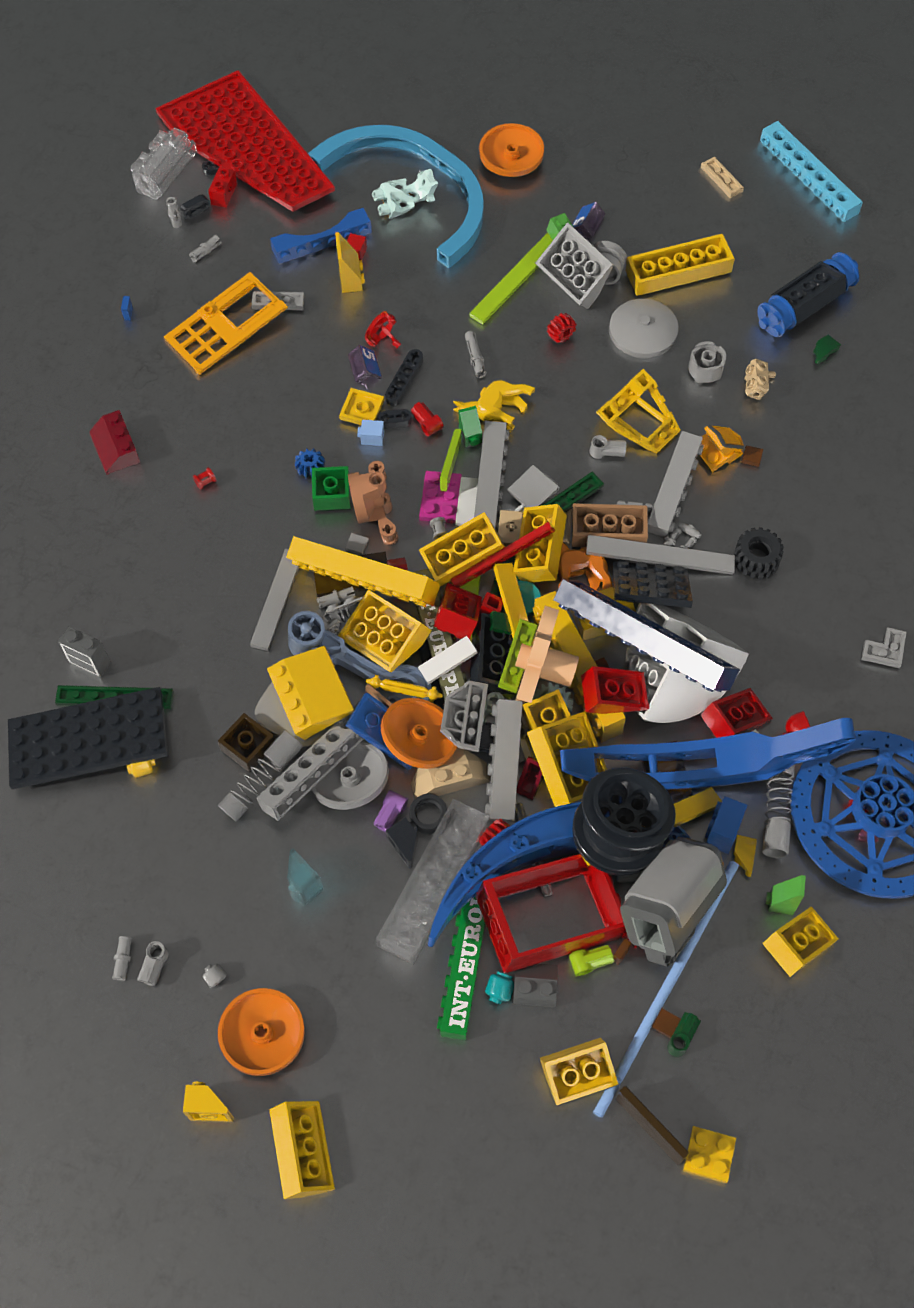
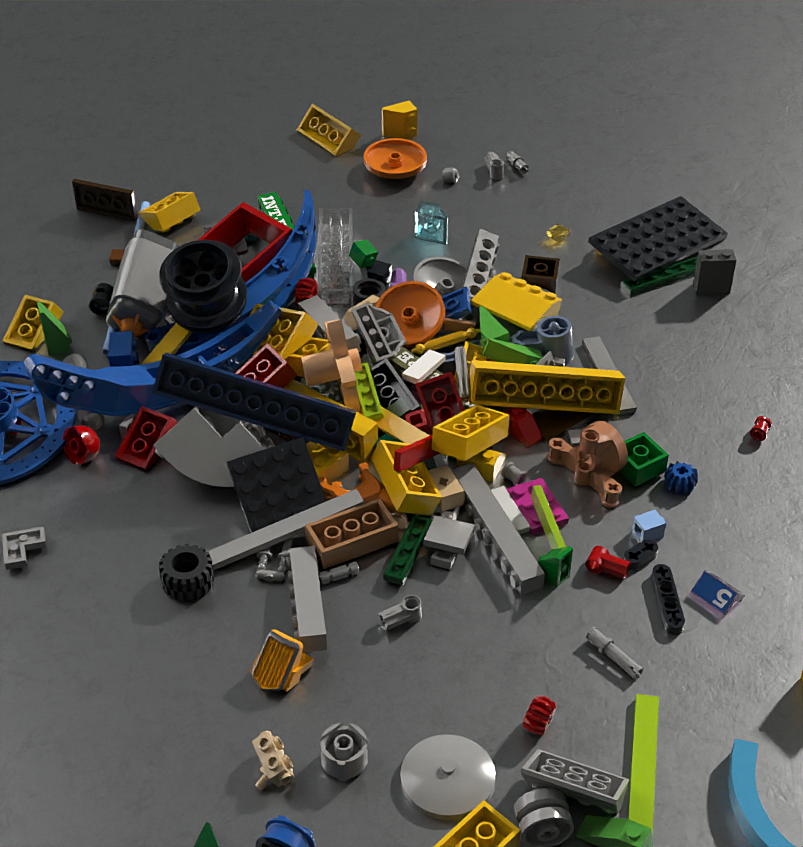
camera: 150 degrees right, 20 degrees down
(173, 808) = (558, 233): none -> clear yellow plate
(280, 755) = (508, 263): light grey piece -> none
(354, 630) = (511, 353): none -> bright green slope
(361, 406) = (681, 547): yellow plate -> none
(363, 661) = (491, 328): none -> bright green slope
(371, 336) = (733, 626): red helmet -> none
(413, 841) = (363, 253): none -> green brick
(429, 608) = (462, 372): none -> light grey axle
(493, 397) = (554, 603): yellow animal -> none
(625, 398) = (421, 654): yellow windscreen -> none
(684, 1033) = (103, 250): dark green piece -> none
(709, 1154) = (59, 213): yellow plate -> none
(714, 939) = (101, 299): none -> black wheel
(745, 852) = (99, 357): yellow slope -> none
(752, 456) = (239, 678): reddish brown tile -> none

